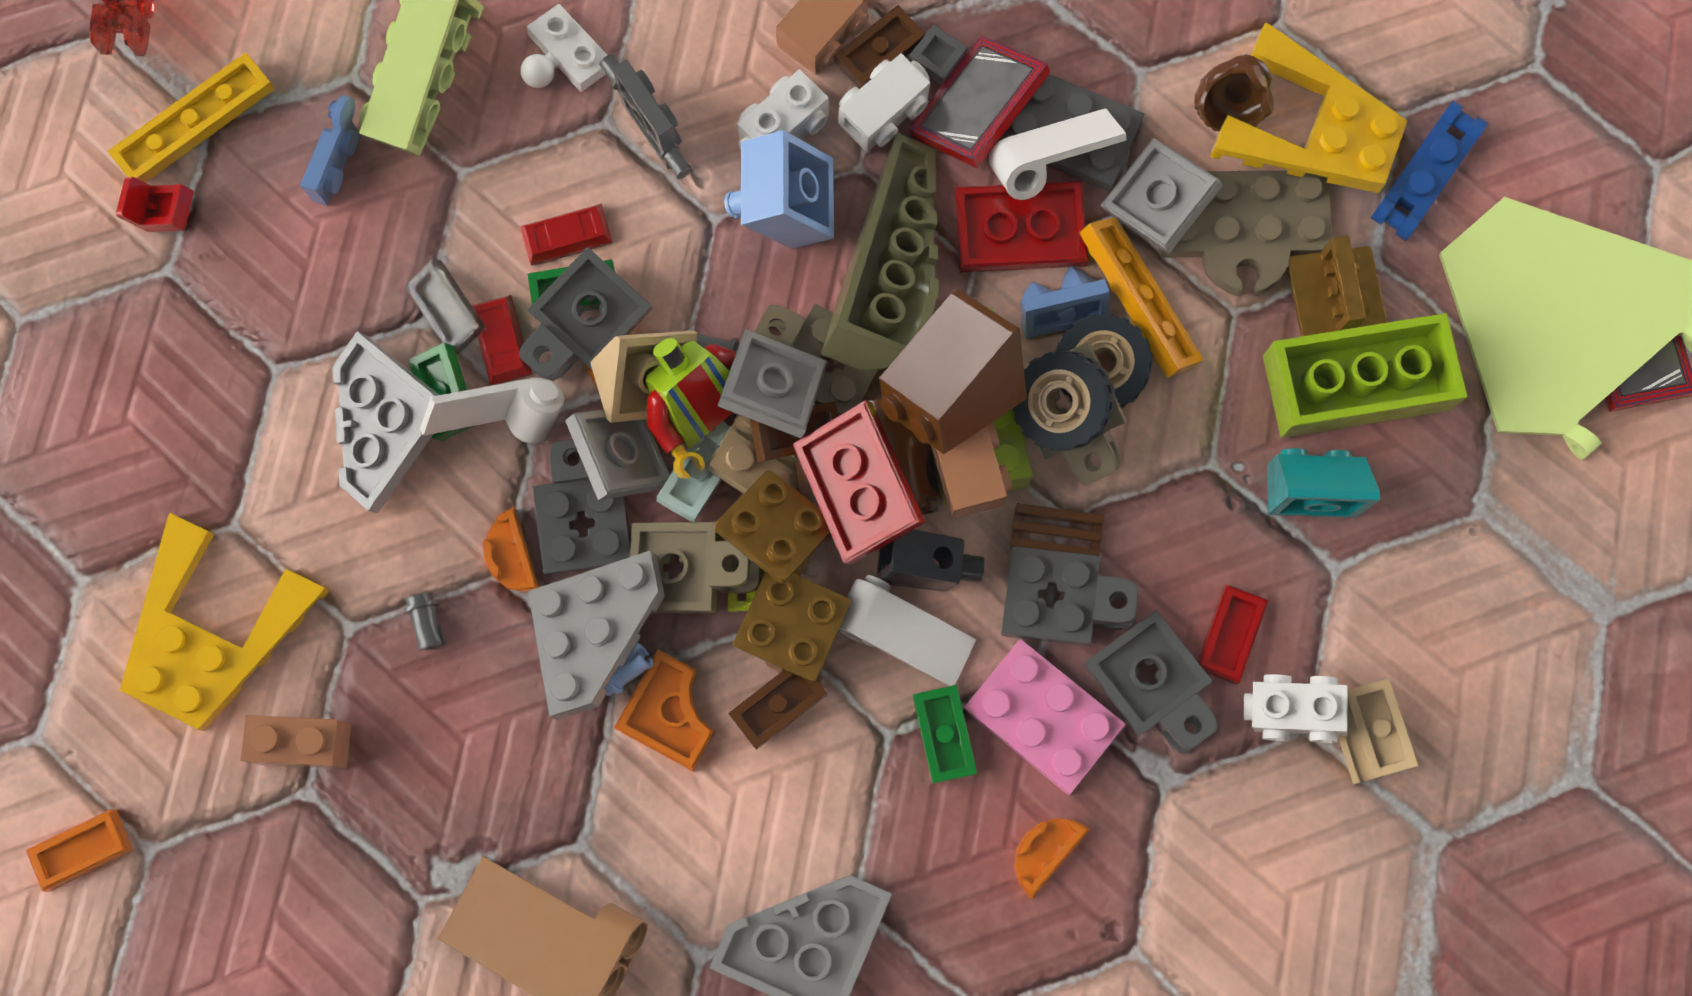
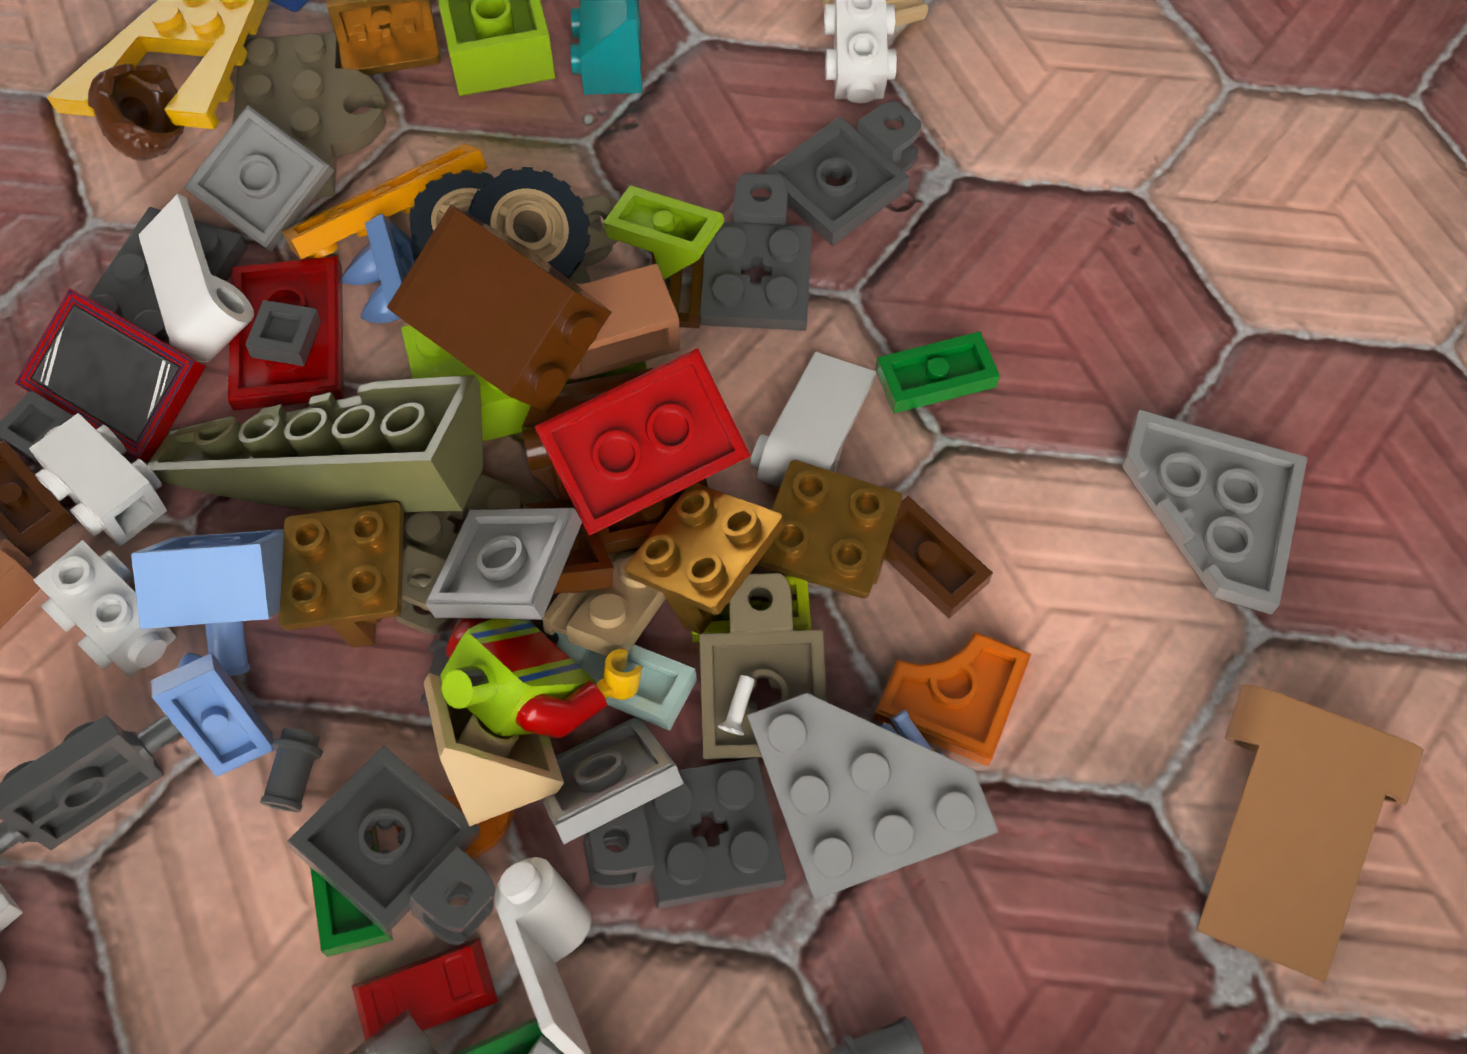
camera: 95 degrees left, 15 degrees down
(508, 553) = (759, 940): orange tile -> none
(566, 234) = (257, 912): red tile -> none
(655, 249) = (291, 769): none -> dark grey pin
(660, 546) = (738, 706): none -> white piece
(690, 194) = (212, 713): none -> medium blue tile
(790, 273) = (343, 570): none -> pearl gold bracket
(911, 563) = (735, 367): black torso -> none
(1003, 223) = (283, 333): none -> dark grey plate
(1044, 716) = (897, 280): bright pink plate -> none
(1044, 851) = (1052, 274): orange tile -> none
(1077, 513) = (663, 225): none -> lime slope
(1232, 634) = (777, 114): red tile -> none

